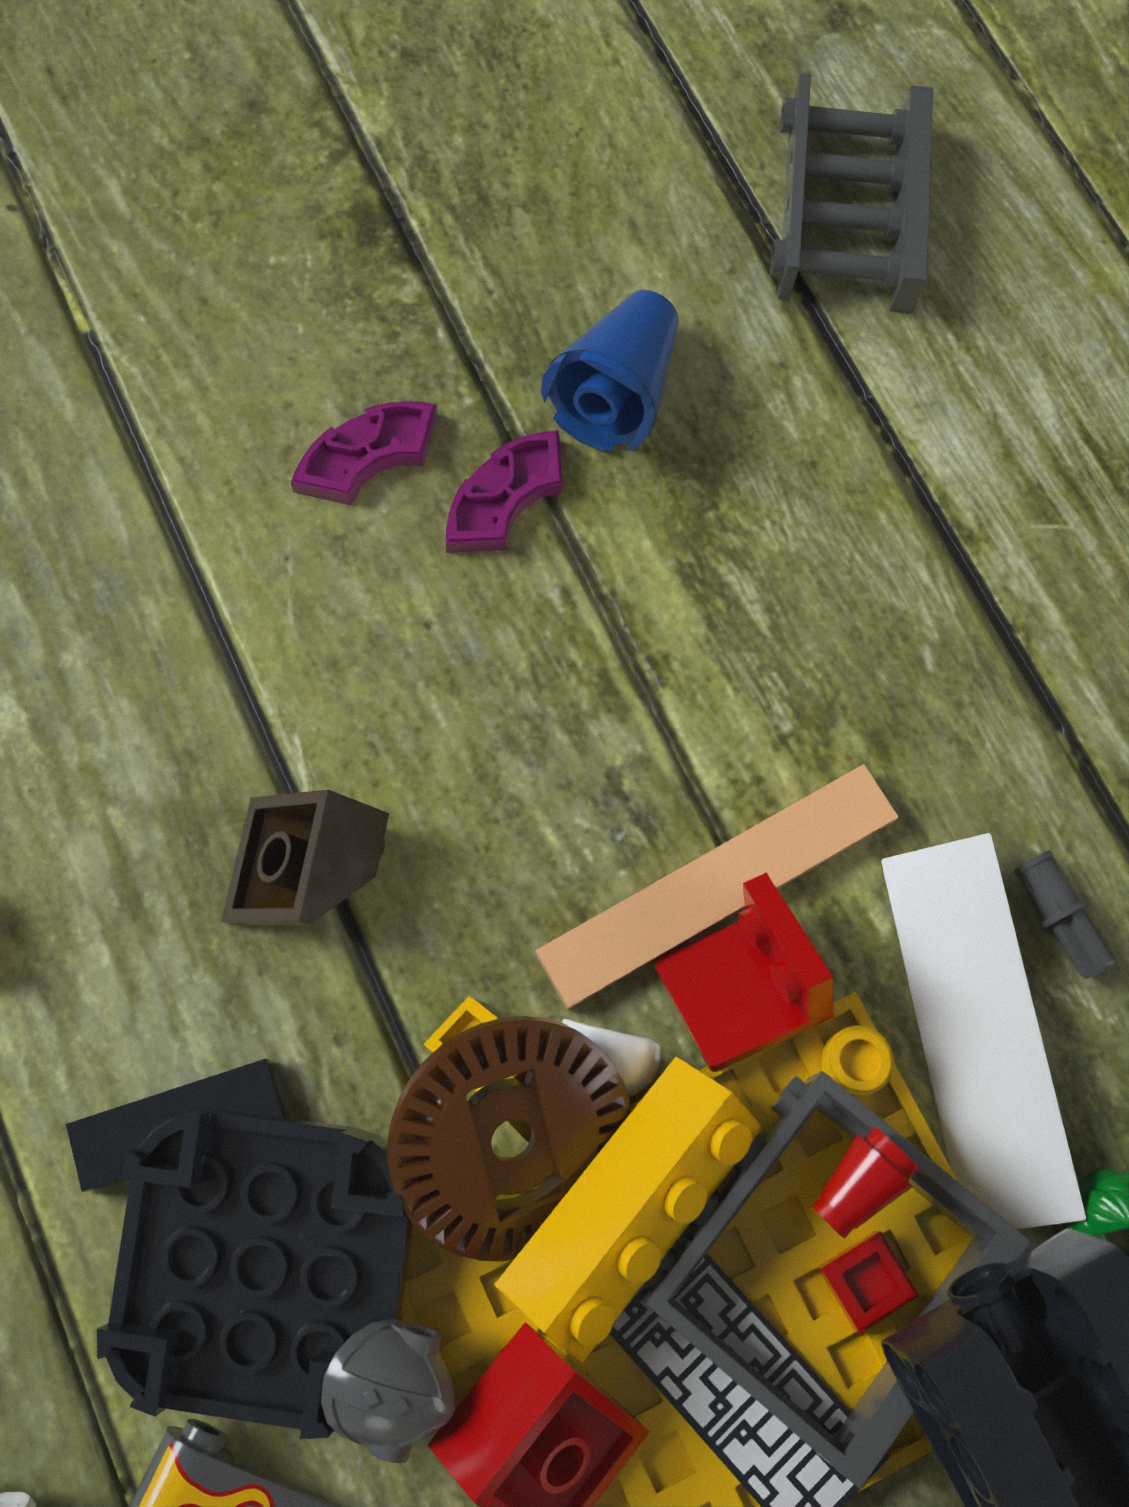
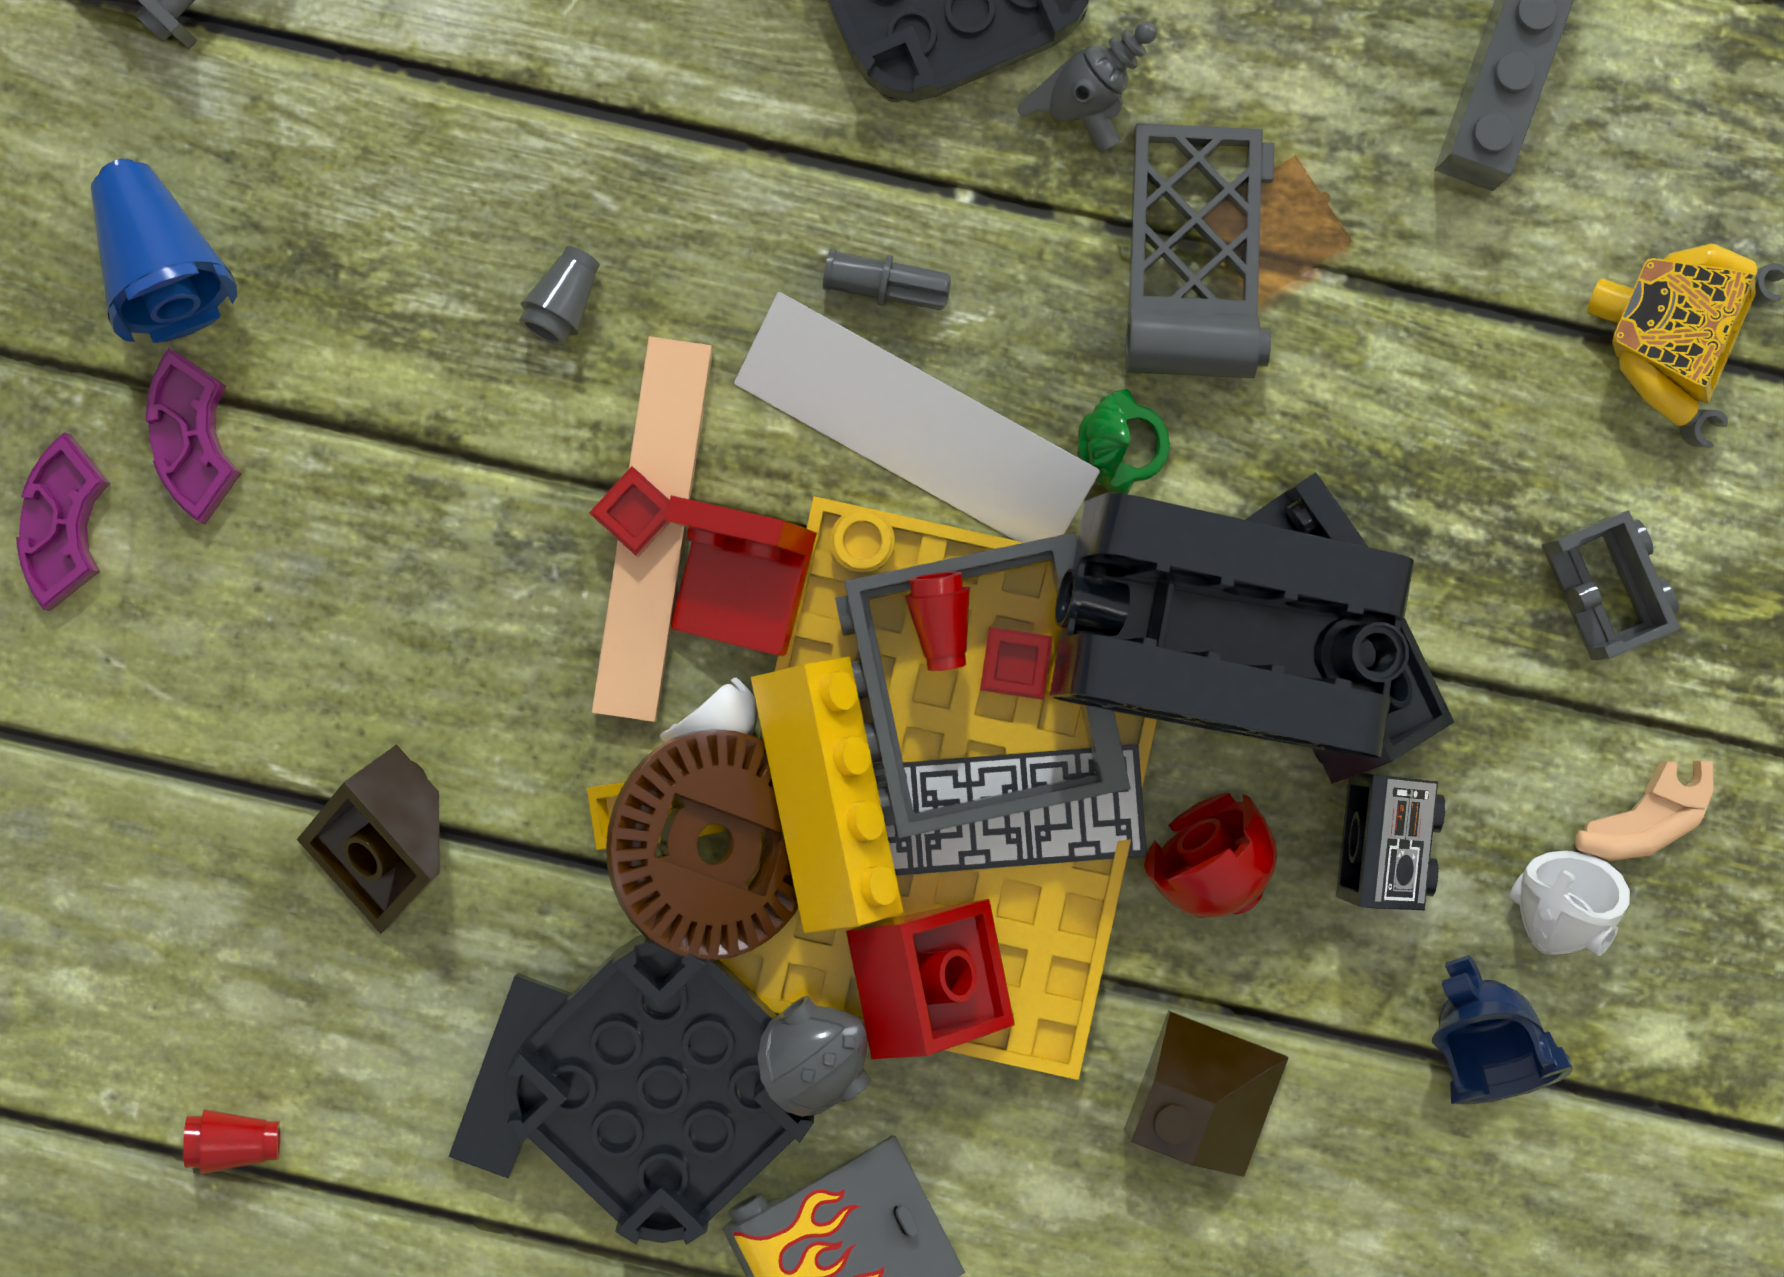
camera: 45 degrees left, 15 degrees up
(723, 856) = (633, 511): none -> red tile
(832, 676) = (560, 297): none -> dark grey cone

